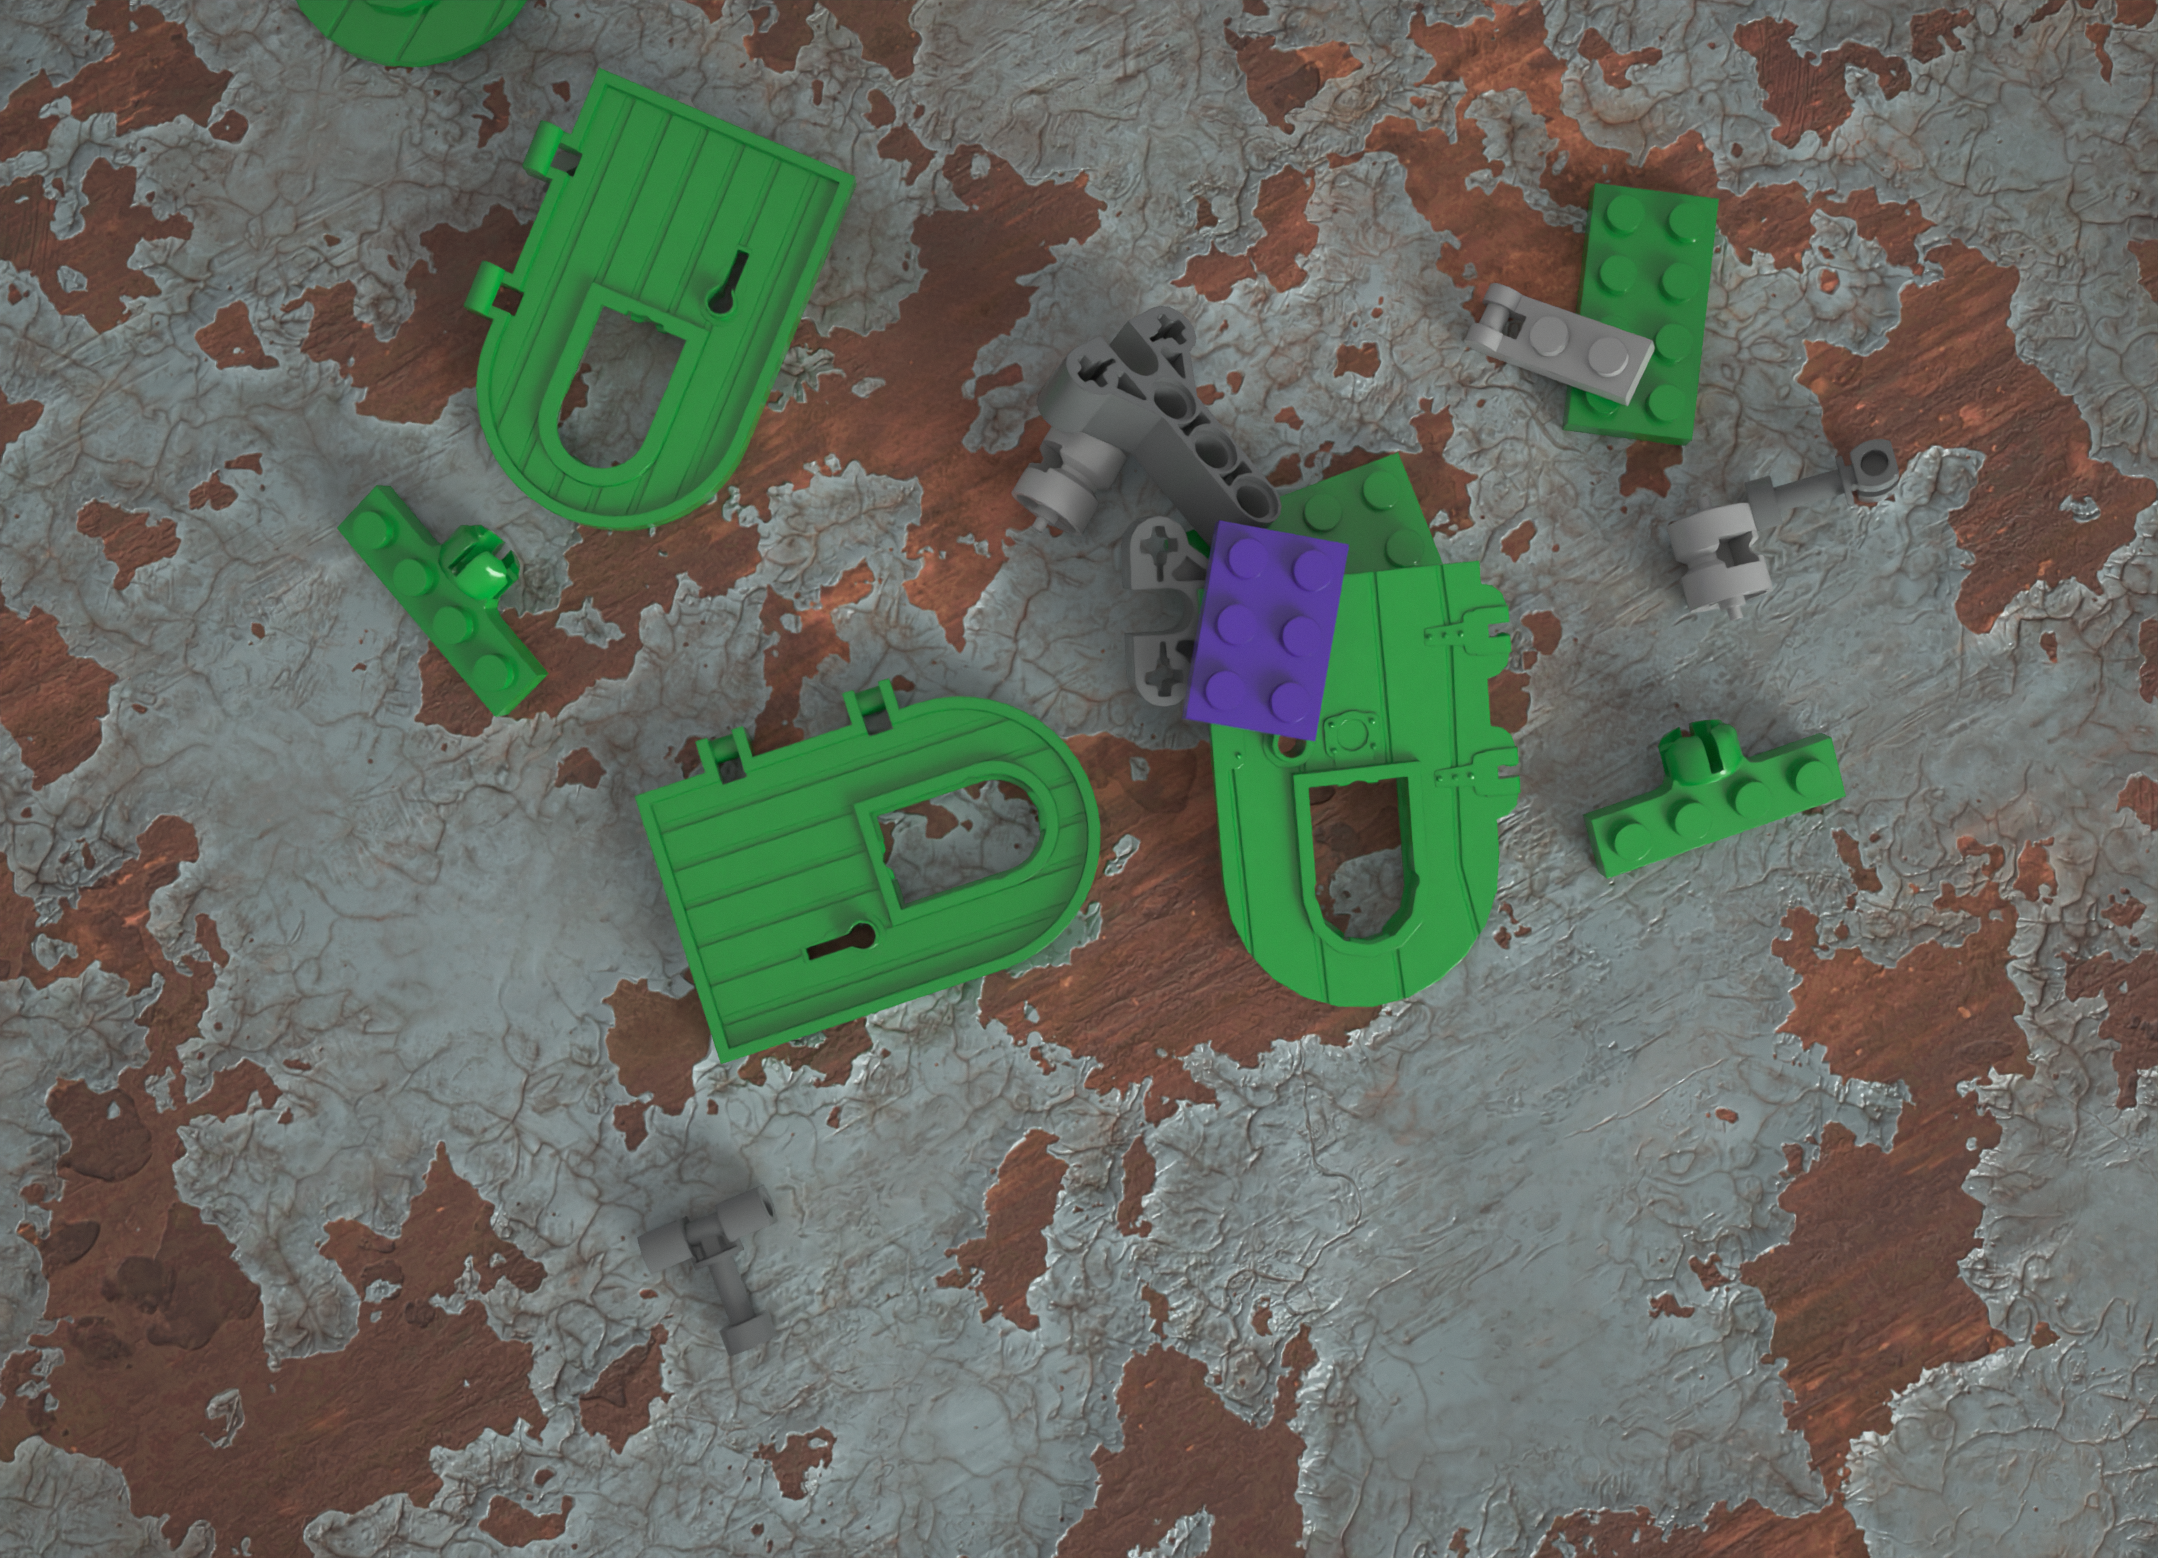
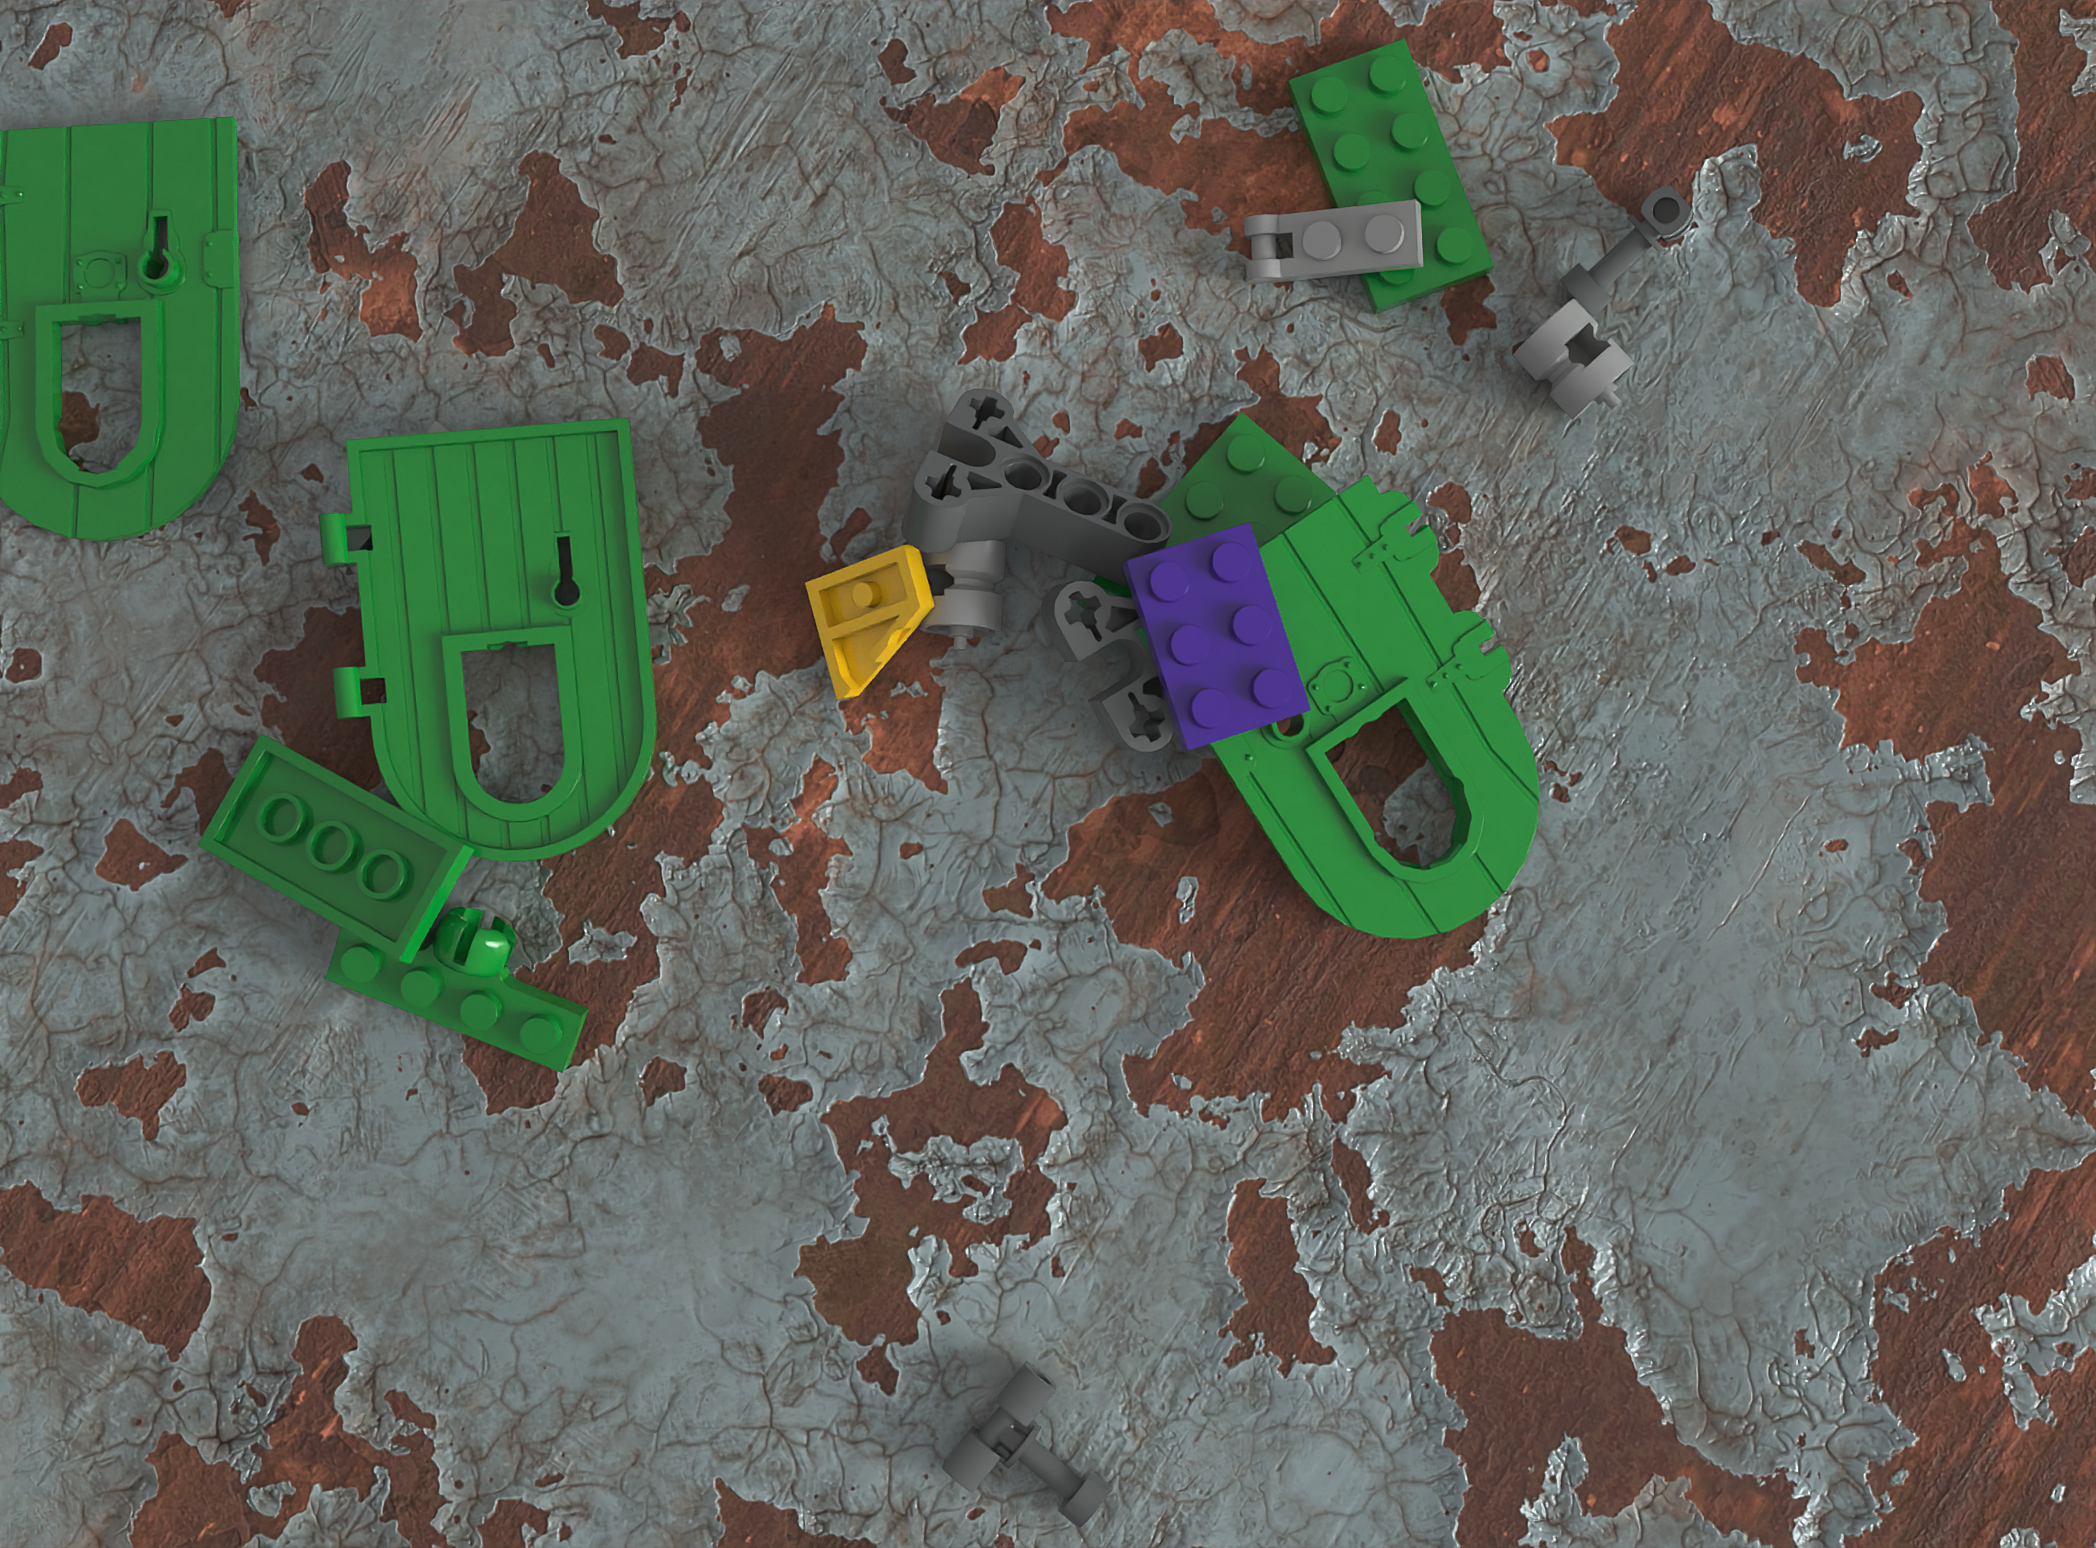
camera: 30 degrees left, 0 degrees up
(403, 419) = (336, 848): none -> green plate
(801, 860) = (906, 1057): green door -> none
(973, 457) = (868, 614): none -> yellow wing
(1711, 795) = (1676, 572): green plate -> none

